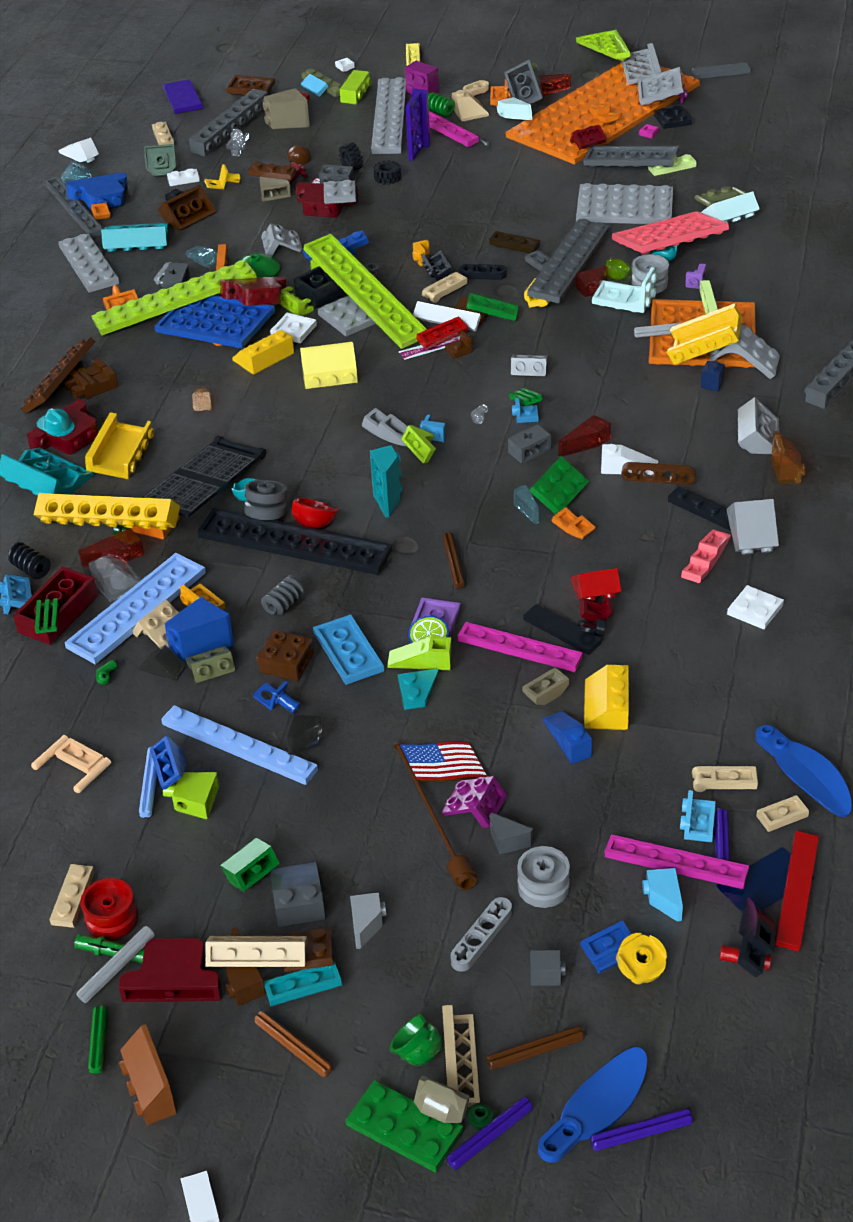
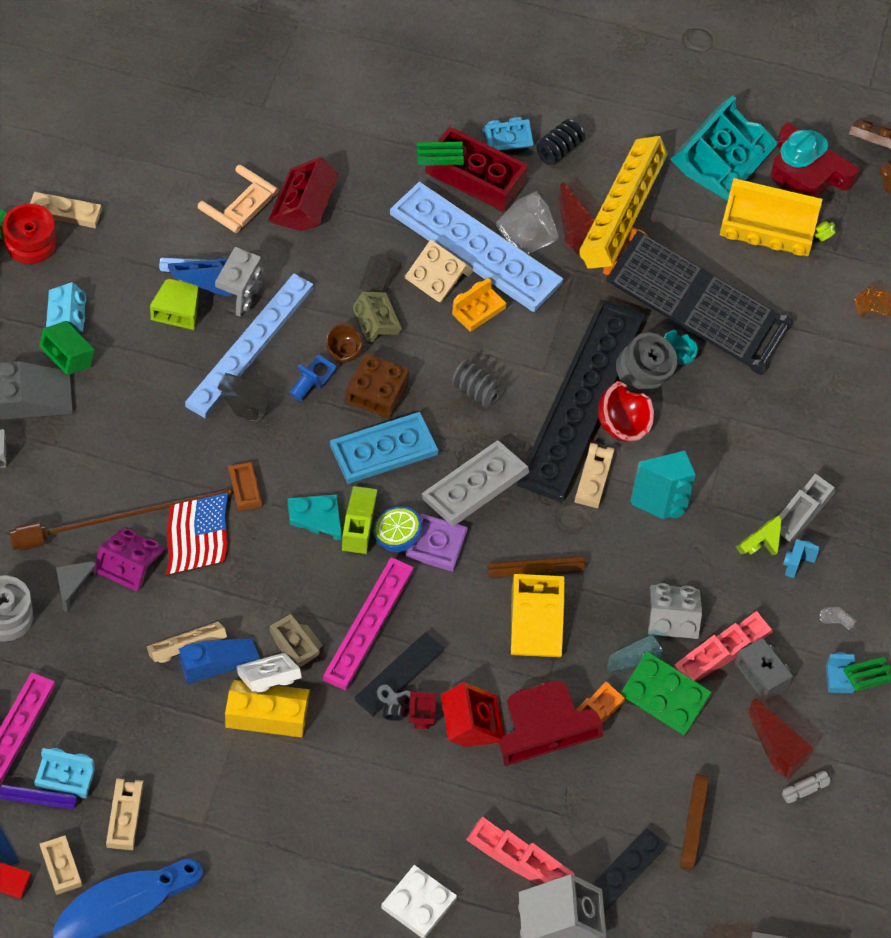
camera: 85 degrees right, 15 degrees up
(72, 716) = (304, 195): none -> dark red slope
(104, 671) = (373, 220): green arm -> none
(133, 419) = (825, 230): none -> lime plate
(181, 734) = (241, 278): none -> light grey bracket
(197, 878) = (68, 305): none -> medium azure bracket
(198, 629) = (416, 297): blue slope -> none
(243, 676) = (344, 343): none -> reddish brown hair
(370, 532) = (594, 476): none -> tan plate
(383, 590) = (475, 483): none -> light grey plate
(388, 735) = (244, 486): none -> dark orange tile
(485, 481) = (675, 611): none -> light grey bracket
(501, 552) = (537, 615): none -> yellow slope
(511, 463) = (724, 648): none -> coral slope
(556, 753) = (166, 649): none -> tan plate
(580, 693) = (269, 672): none -> white plate
(595, 543) = (546, 723): none -> dark red brick
(616, 455) = (721, 787): white slope -> none
(618, 427) = (806, 787): none -> light grey axle

